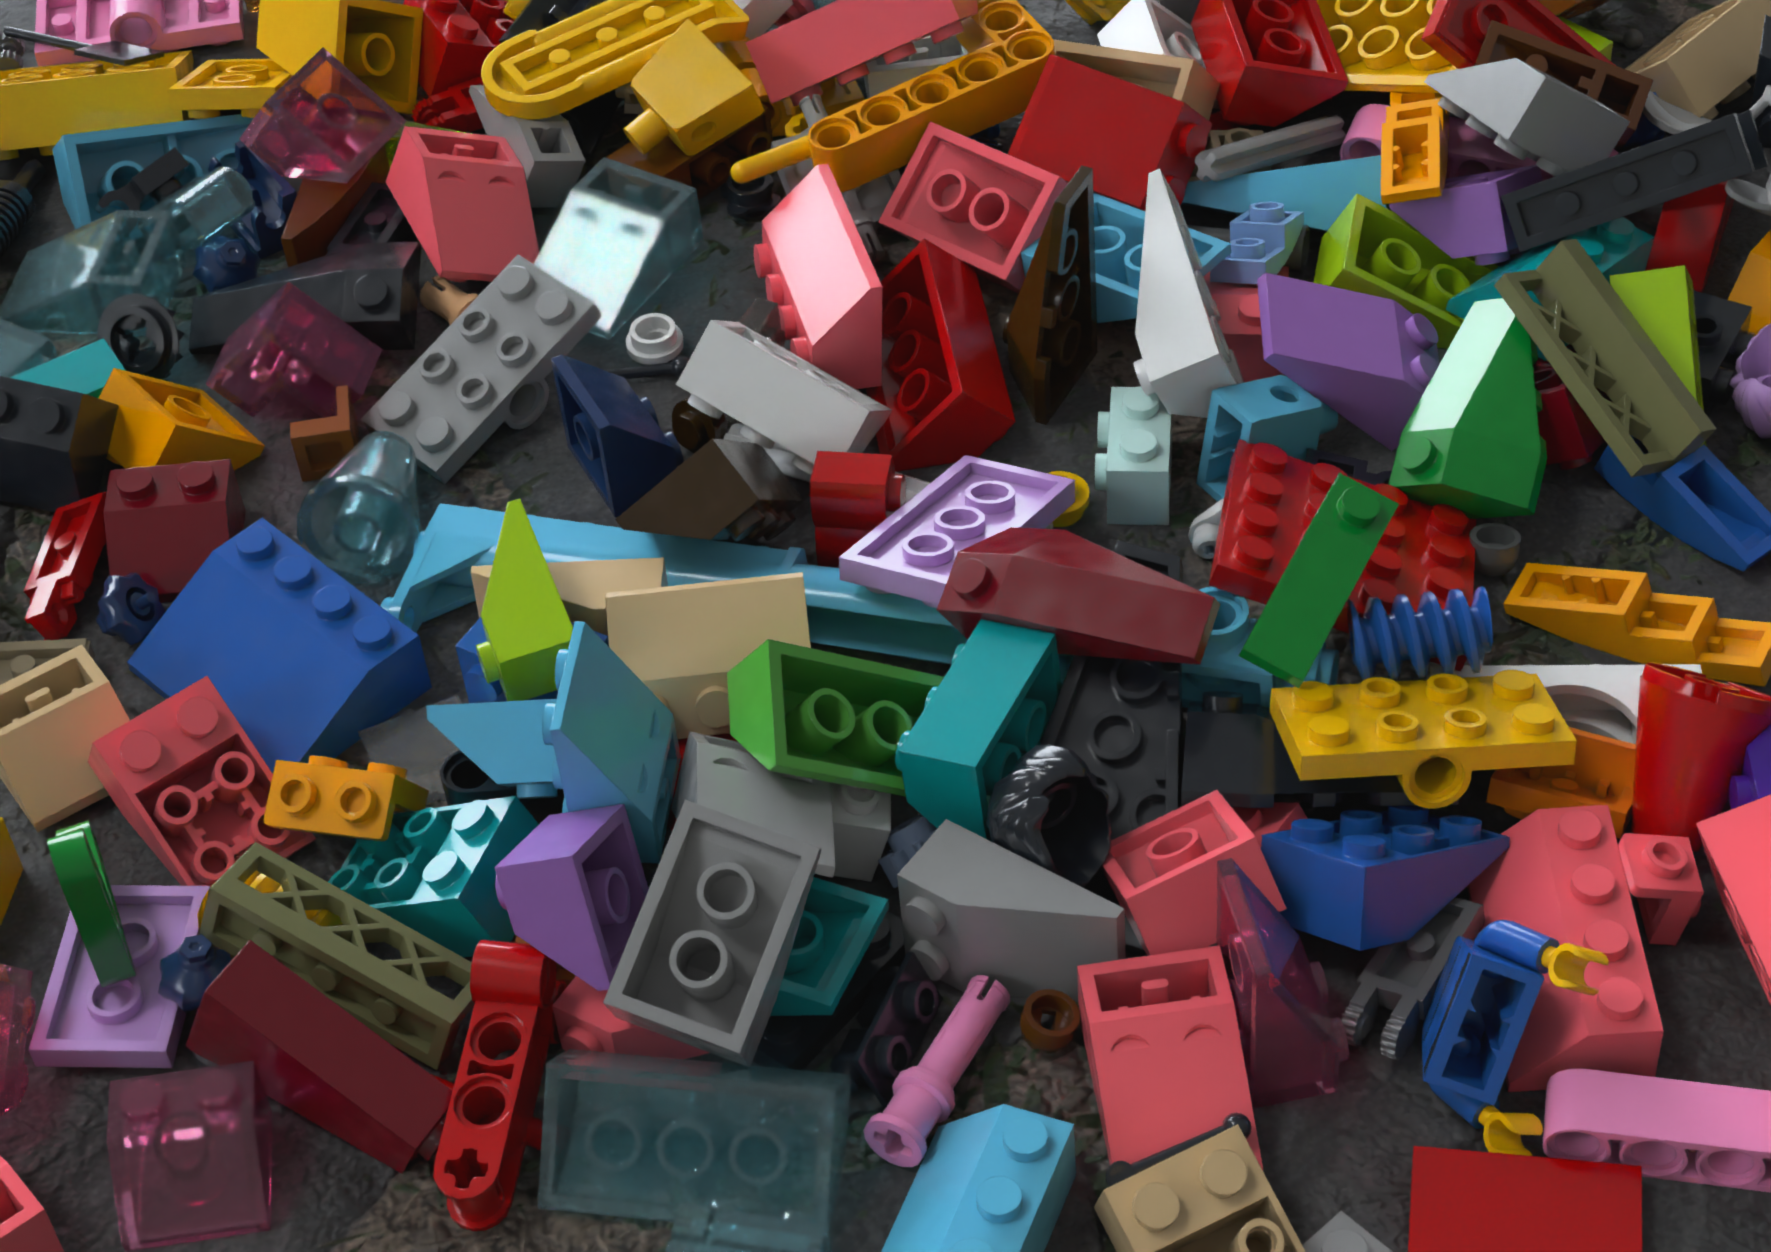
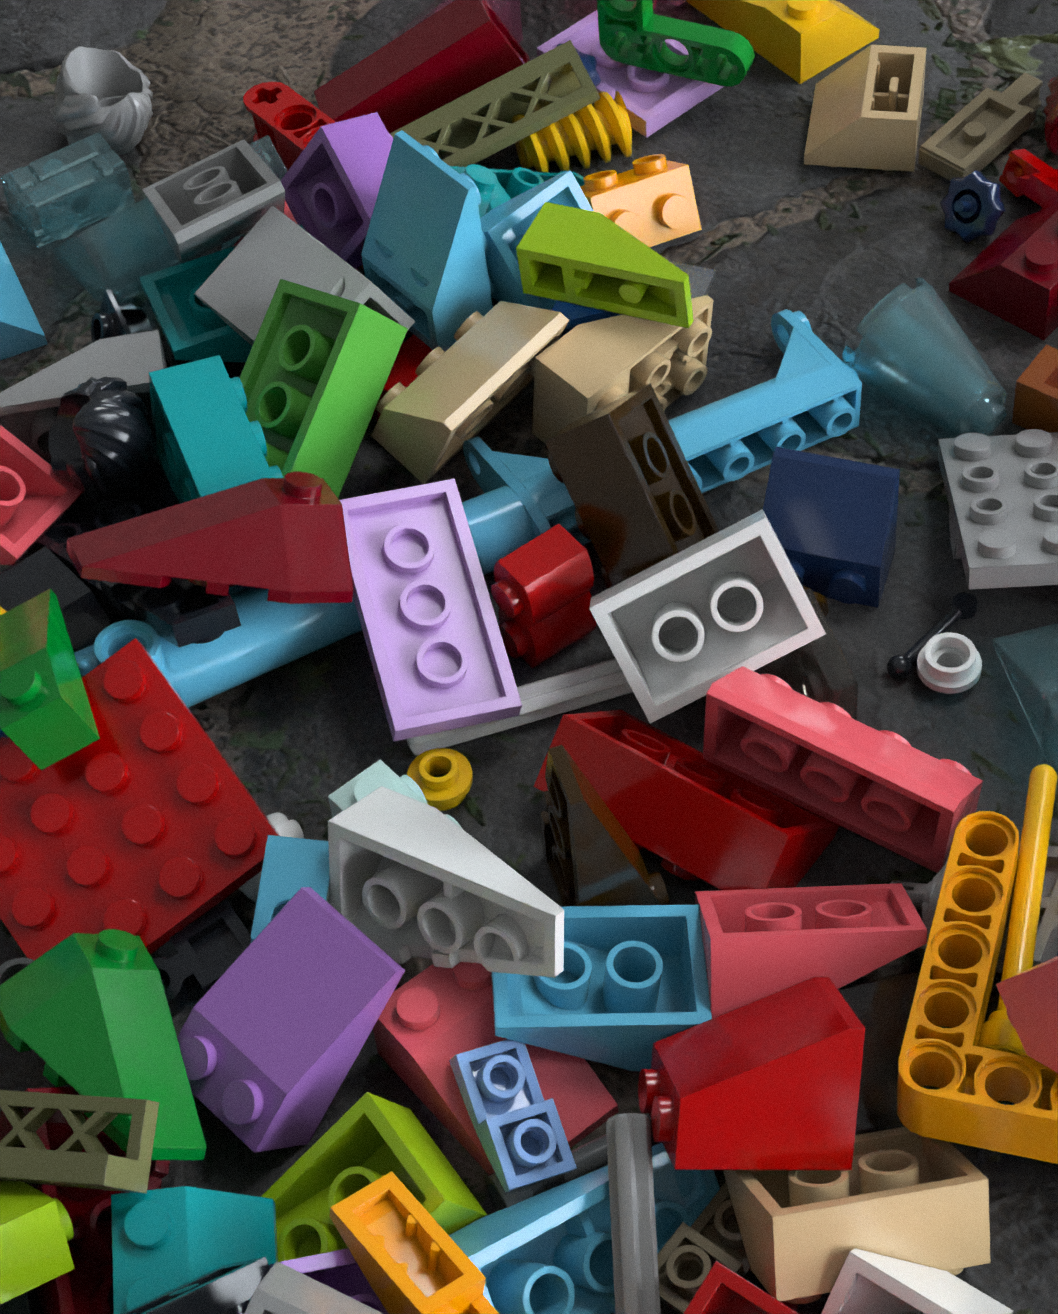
camera: 135 degrees right, 5 degrees up
(191, 785) = (751, 145): coral slope -> none
(285, 647) = (825, 261): blue slope -> none
(926, 1091) = (61, 324): bright pink pin -> none

